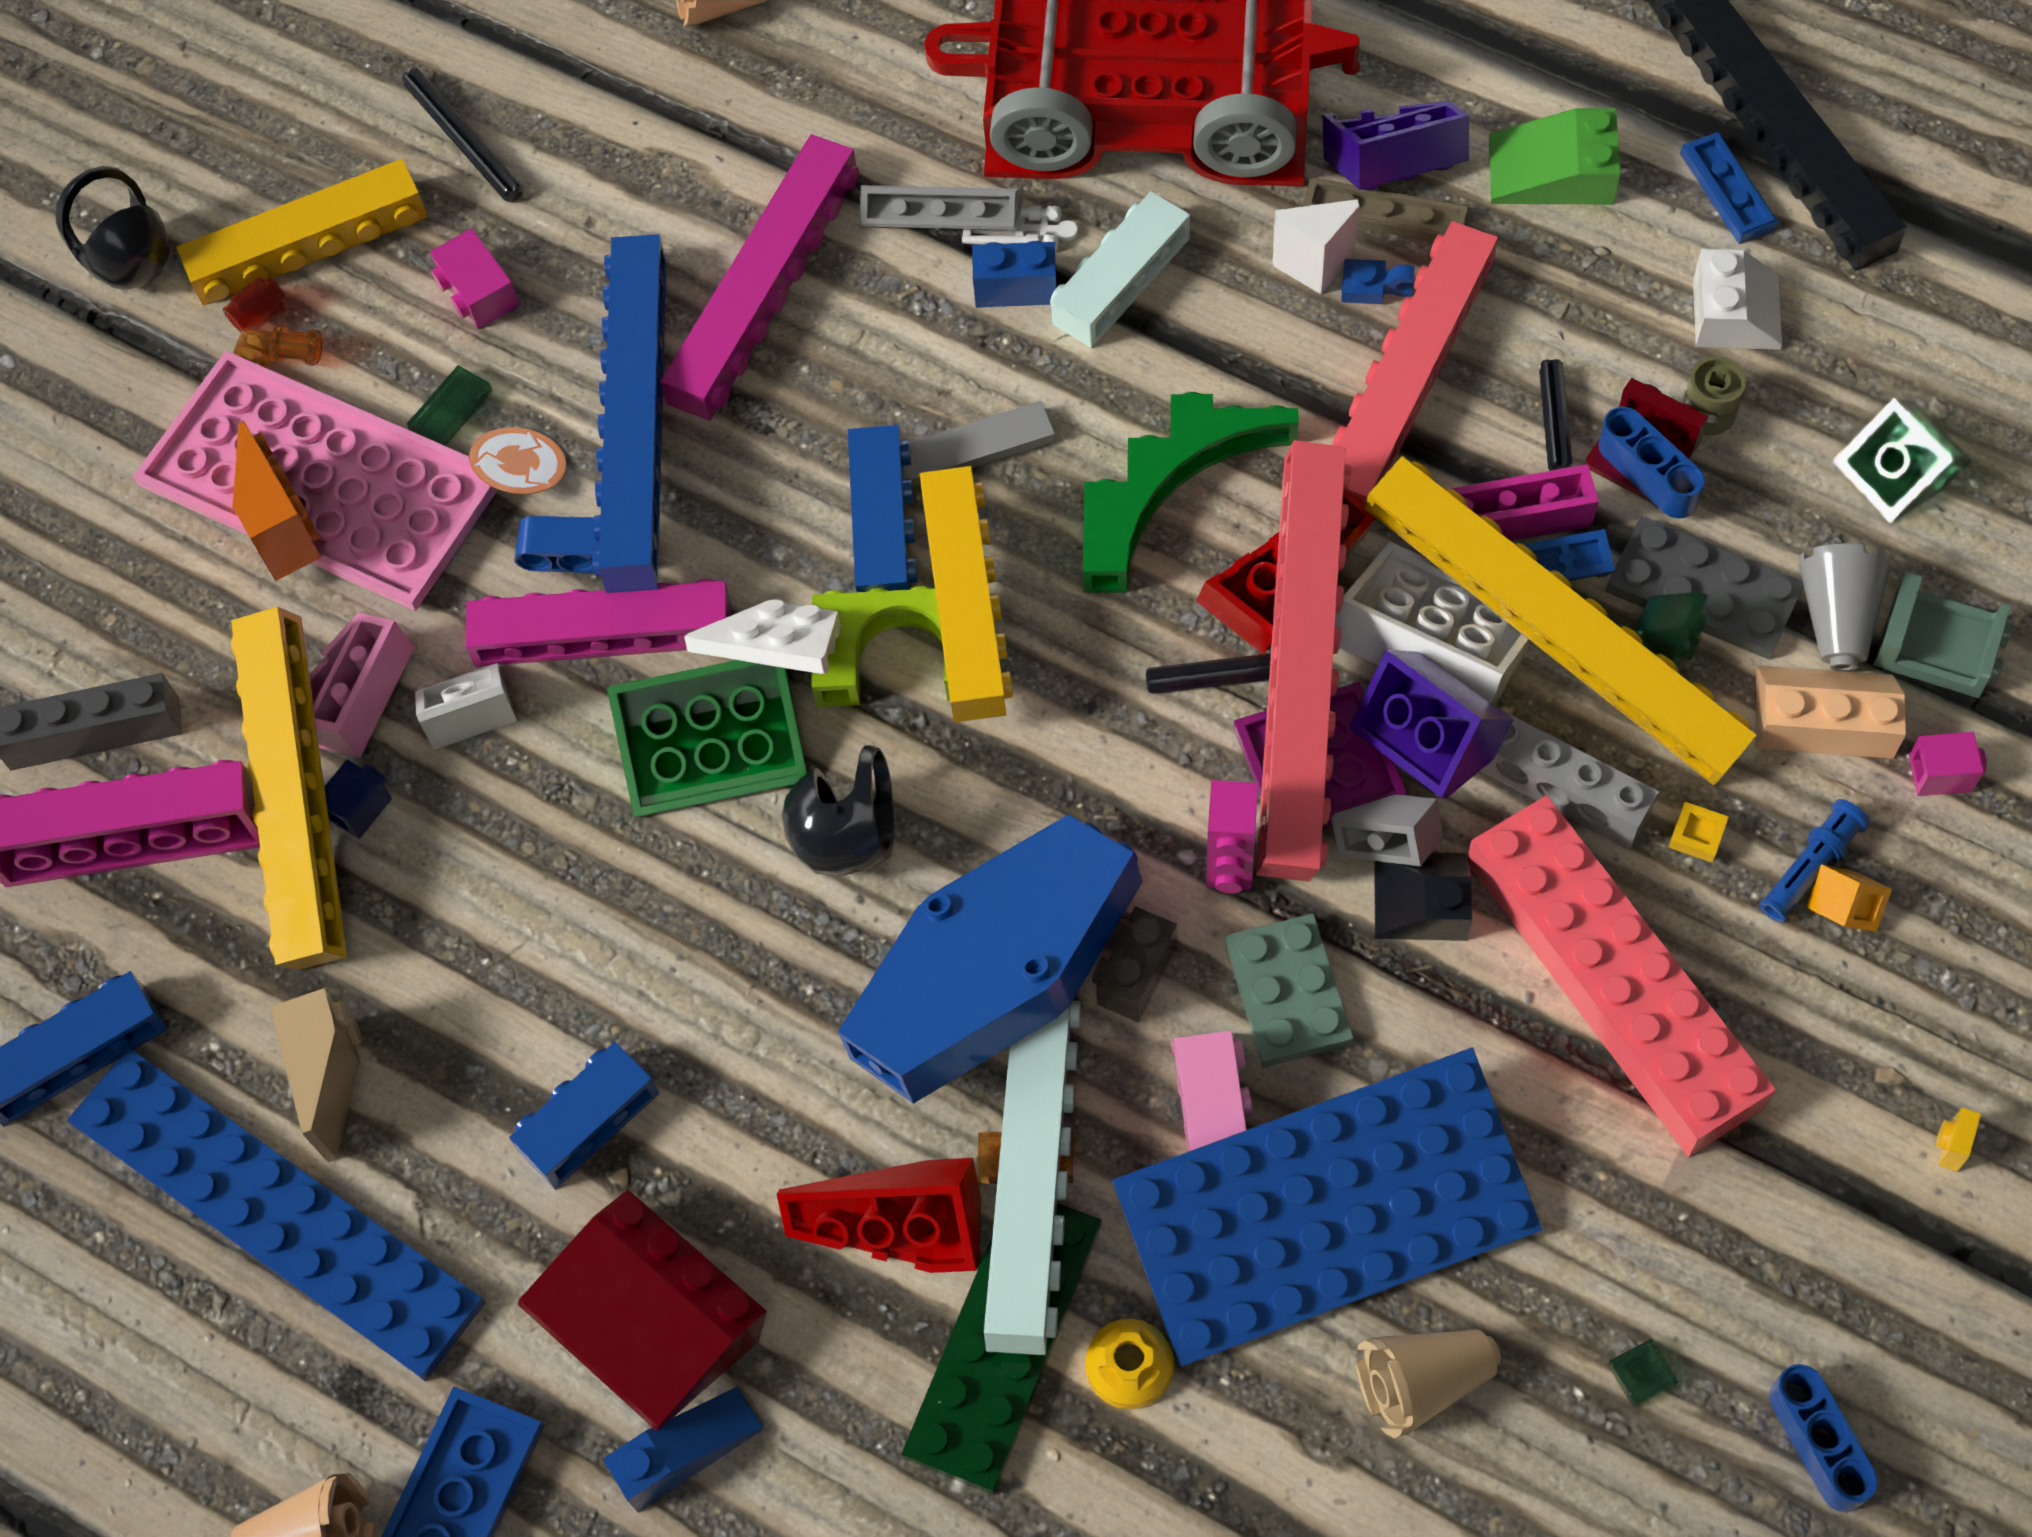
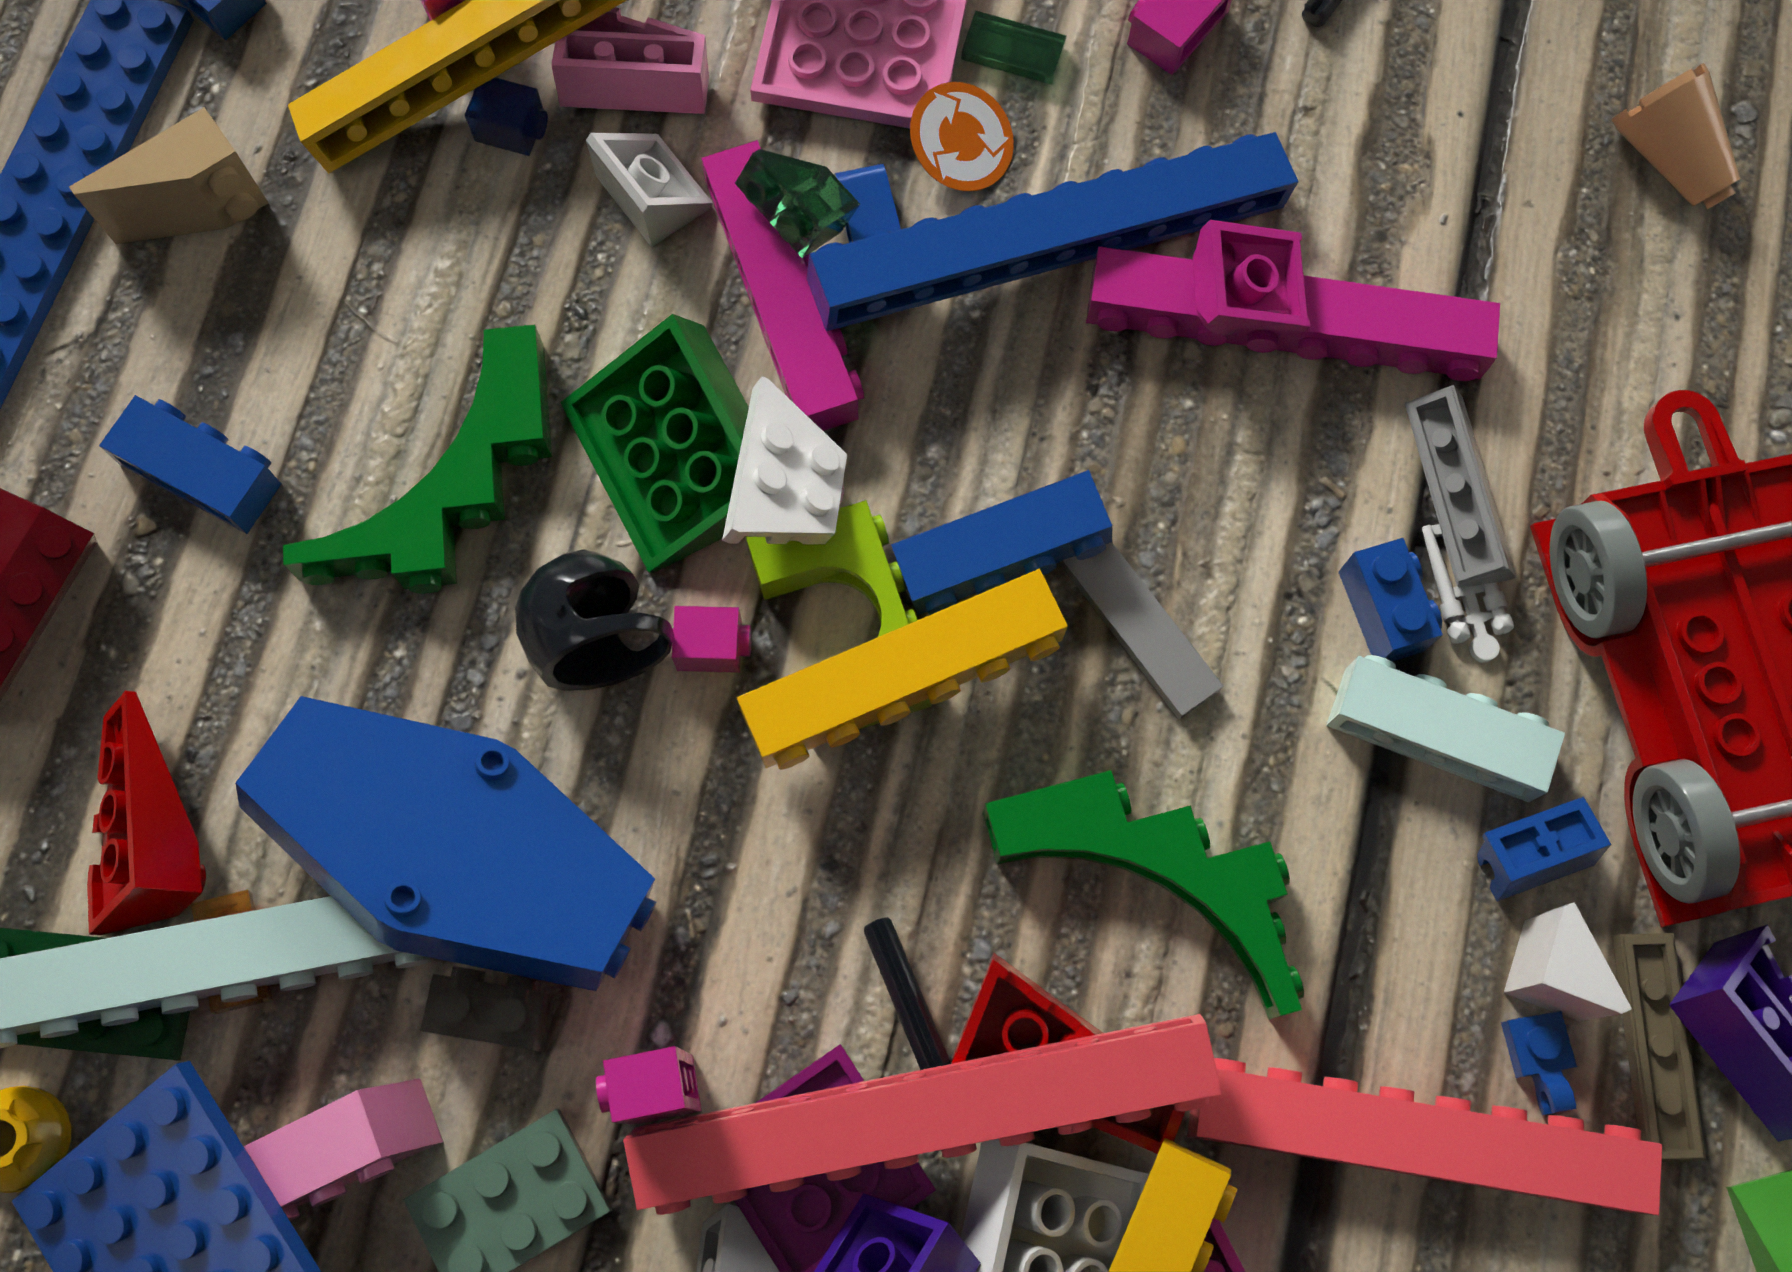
camera: 65 degrees right, 10 degrees up
(540, 576) = (797, 198): none -> clear green slope
(646, 857) = (462, 489): none -> green arch
(734, 282) = (1249, 278): none -> dark pink slope
(891, 732) = (709, 639): none -> dark pink brick
(1227, 233) = (1542, 848): none -> blue hinge

